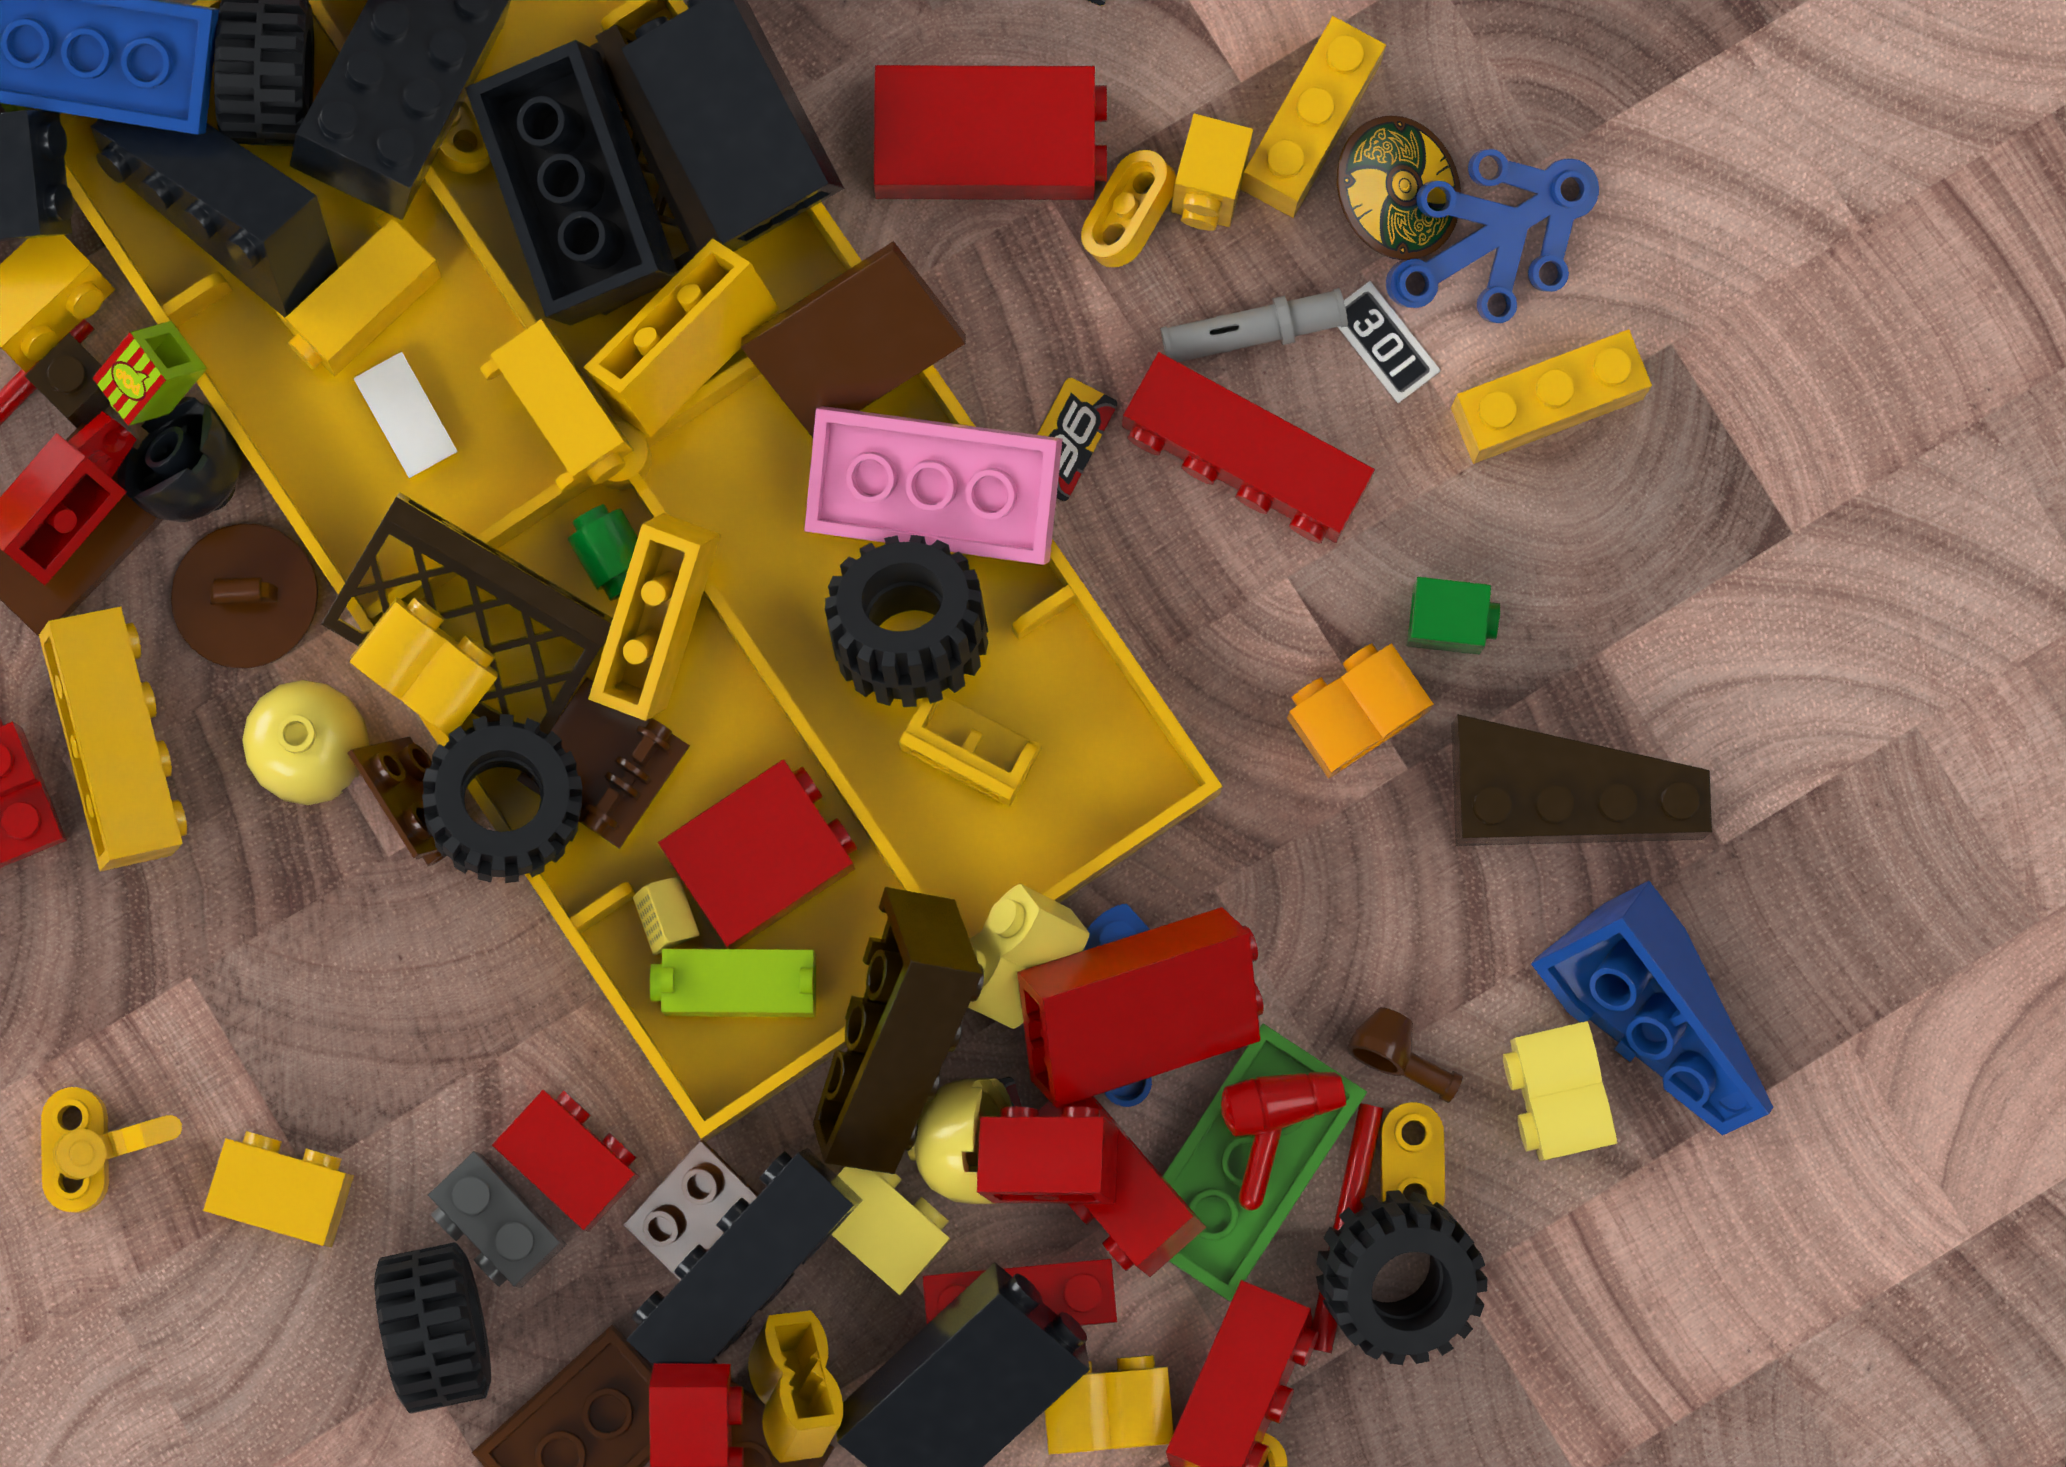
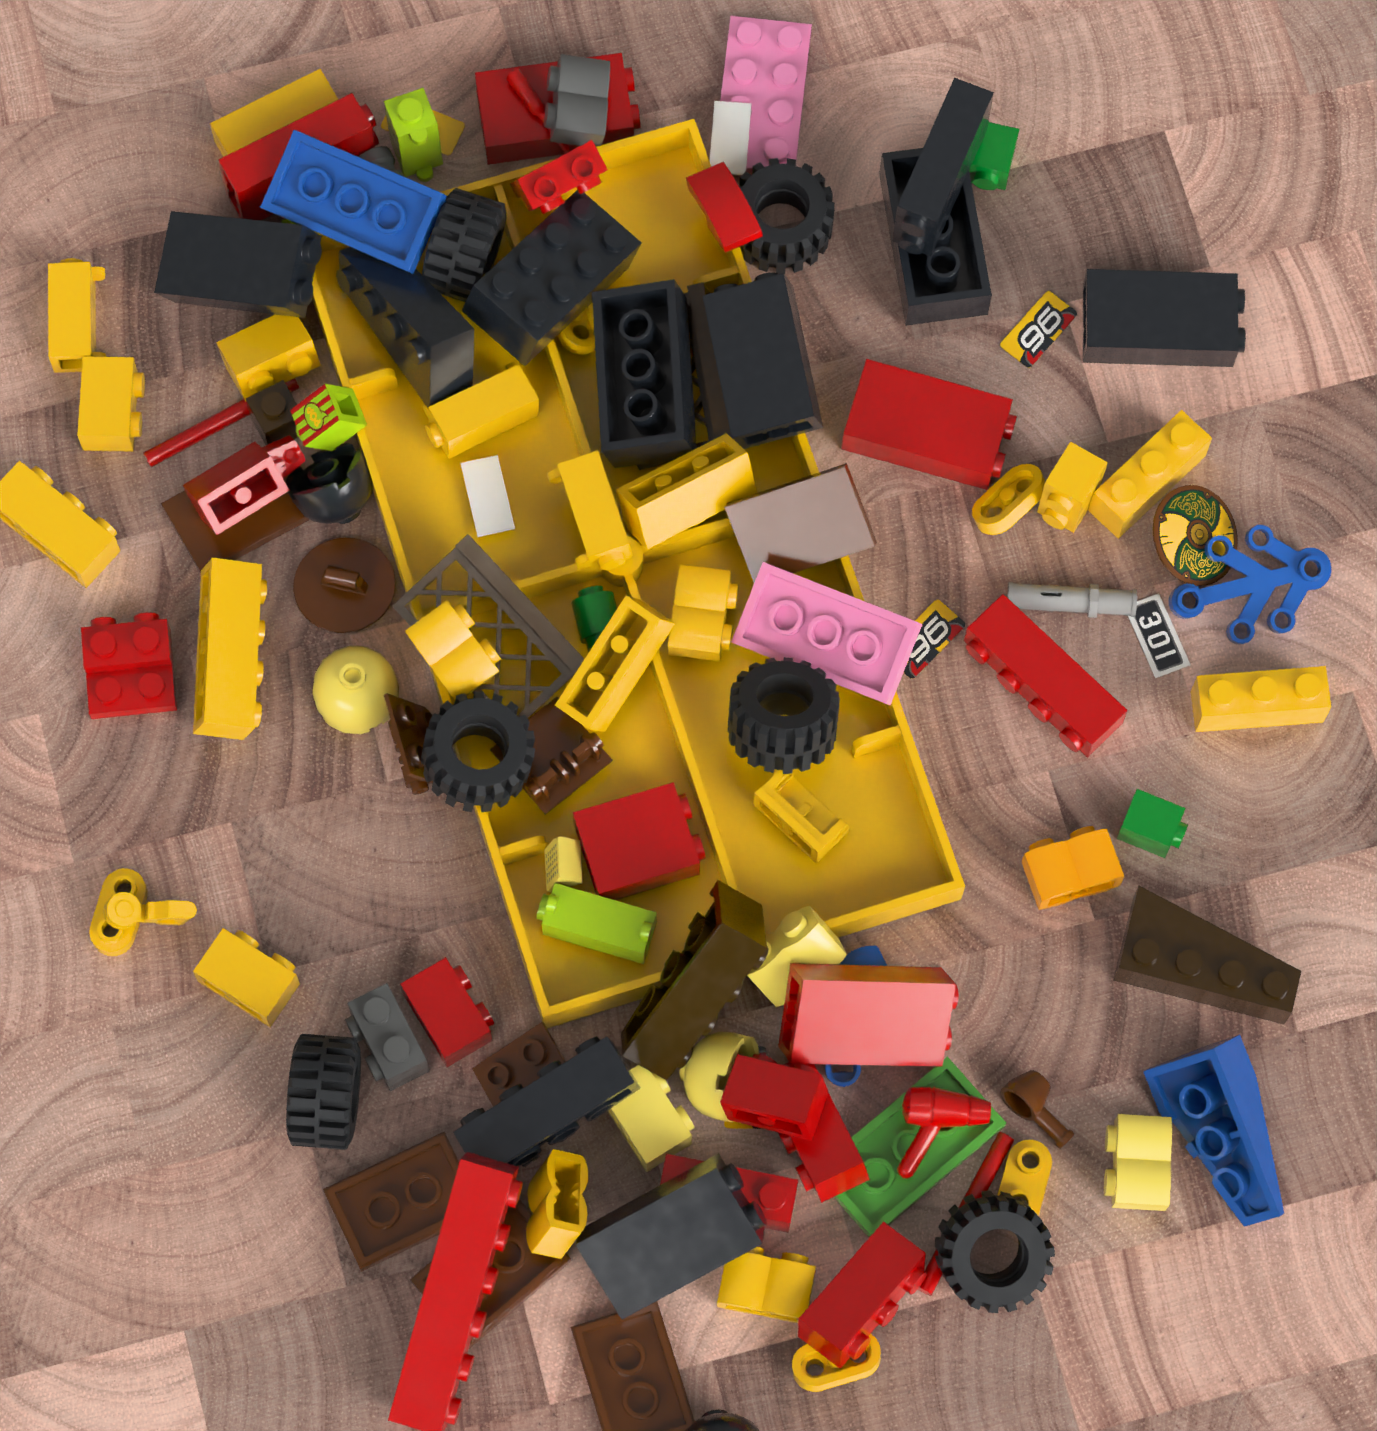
camera: 15 degrees right, 10 degrees down
(751, 501) = (701, 613): none -> yellow brick

